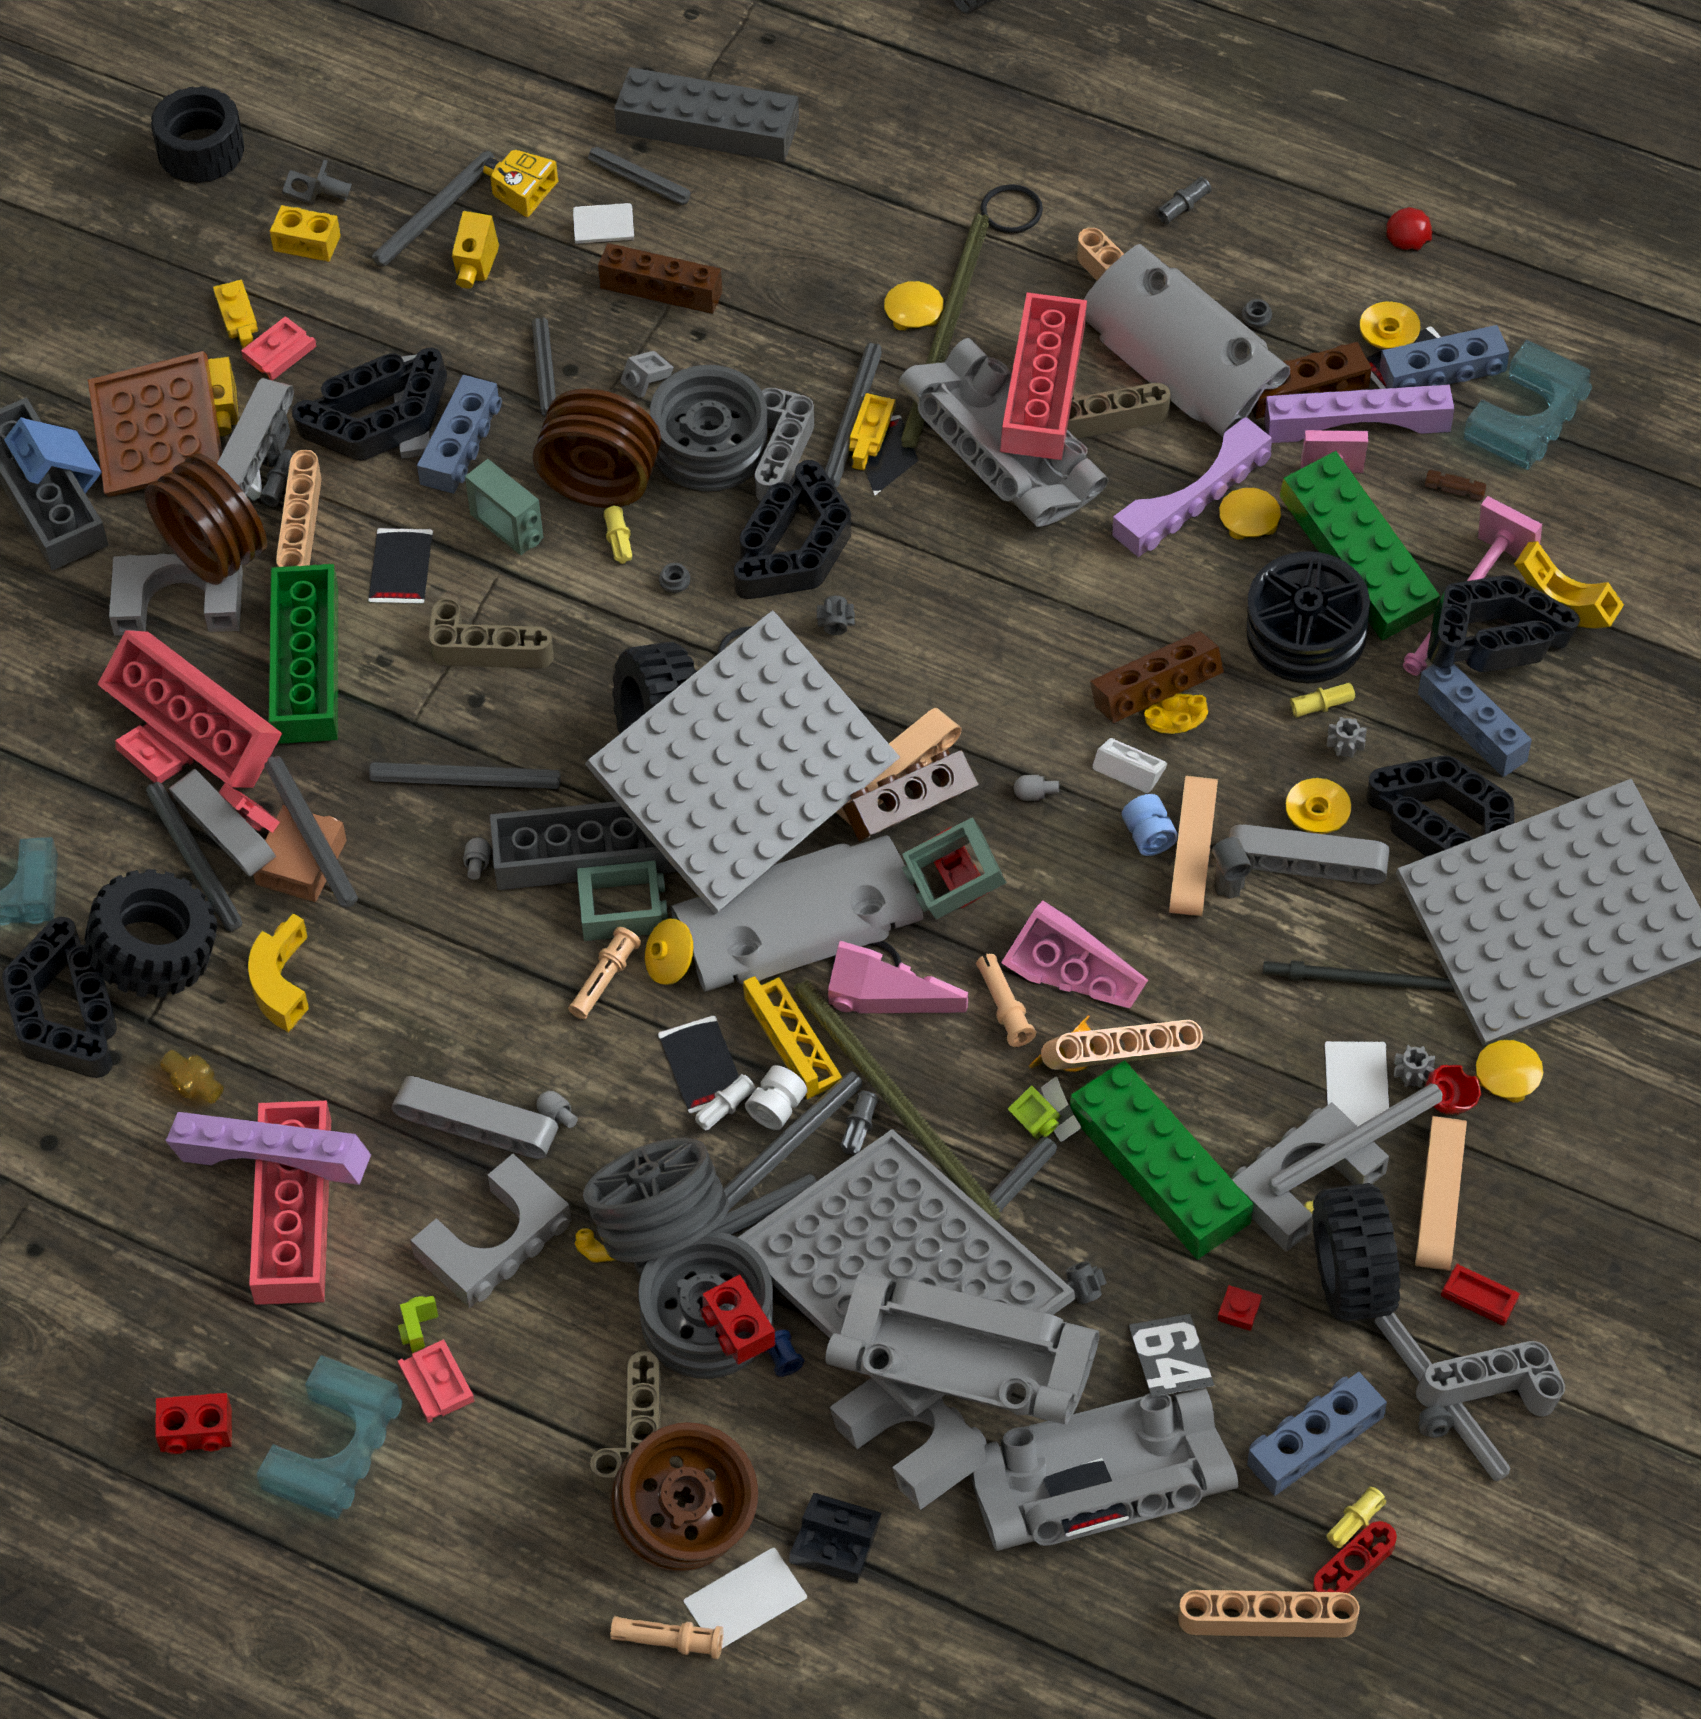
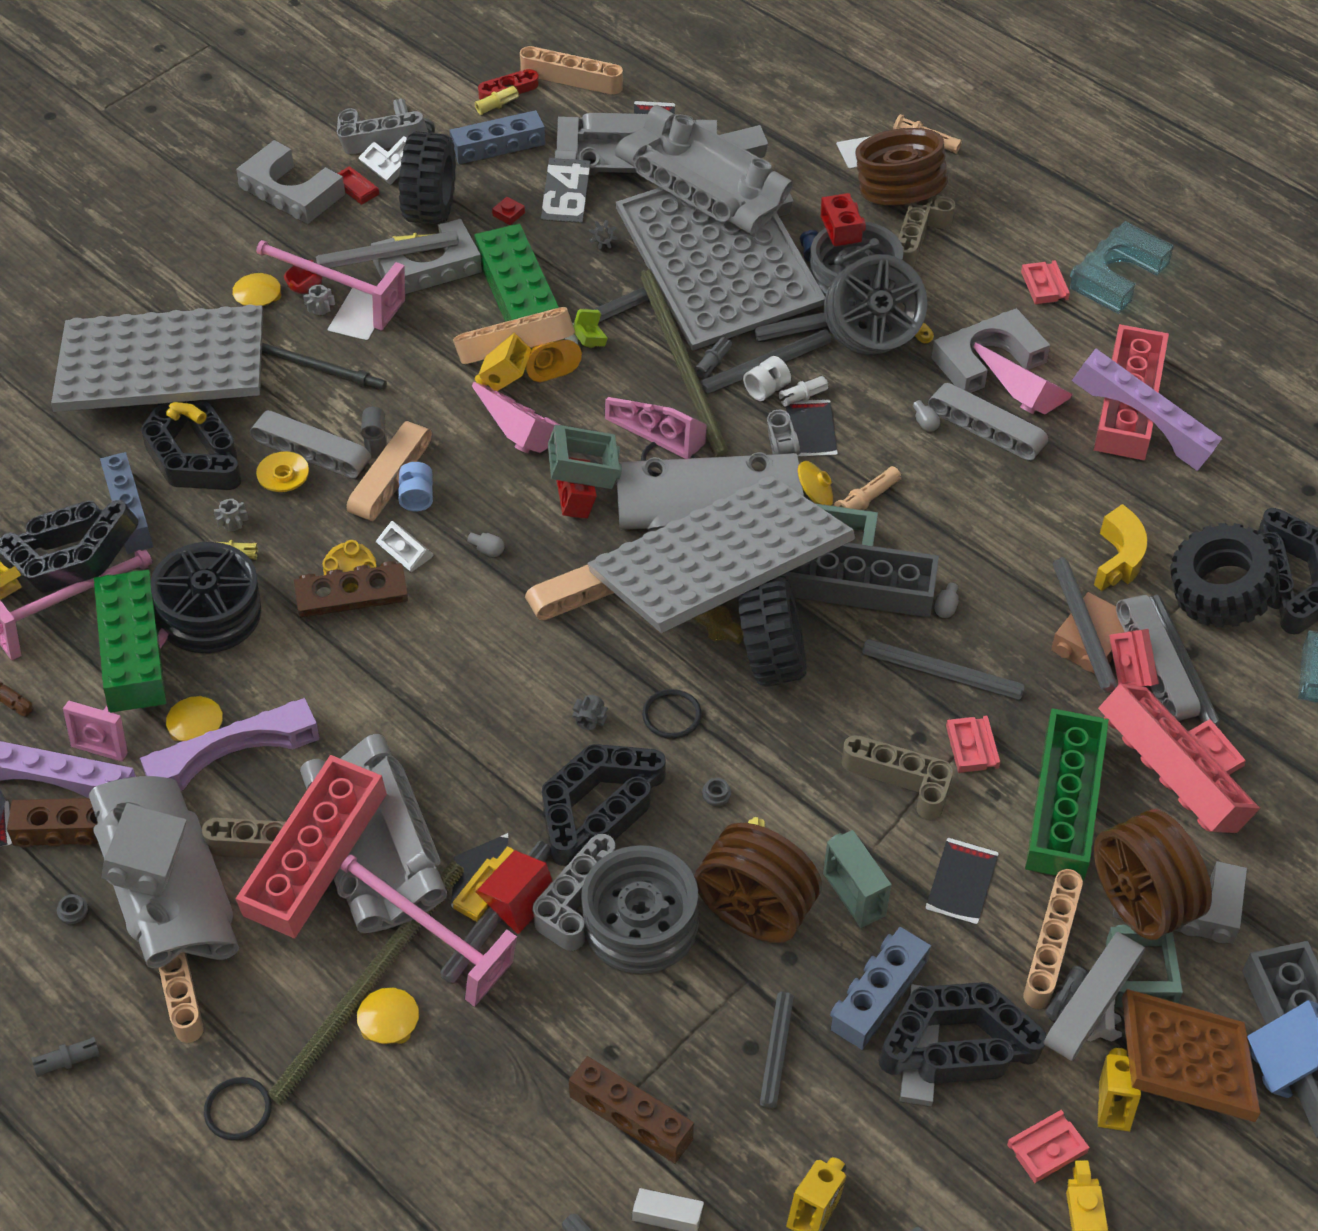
camera: 165 degrees left, 5 degrees down
(192, 1076) = (1197, 496): clear yellow axle -> none
(194, 1414) = (1212, 293): red brick -> none
(415, 694) = (972, 744): none -> coral plate
(415, 1311) = (1053, 315): lime bracket -> none
(430, 1185) = (1022, 384): none -> bright pink wedge
(644, 369) = (677, 1007): light grey bracket -> none
(685, 1310) = (873, 243): none -> dark grey hinge
(731, 1016) = (782, 434): none -> light grey piece
(785, 1040) = (748, 414): yellow fence -> none
(833, 341) = (488, 966): none -> bright pink tile
(835, 1537) = (810, 158): black slope -> none
(839, 420) = (515, 888): none -> red slope
(869, 819) = (587, 541): brick -> none
(1009, 1012) = (578, 397): light nougat pin -> none
(1115, 999) = (504, 363): none -> yellow torso
(1189, 296) = (143, 850): none -> light grey brick
(1323, 1074) = (386, 296): none -> bright pink tile
(1441, 1193) = (351, 225): light nougat beam -> none
(1449, 1330) = (384, 163): none -> white plate
(1470, 825) = (188, 410): none -> yellow arm
(1615, 1249) = (301, 201): none -> light grey arch

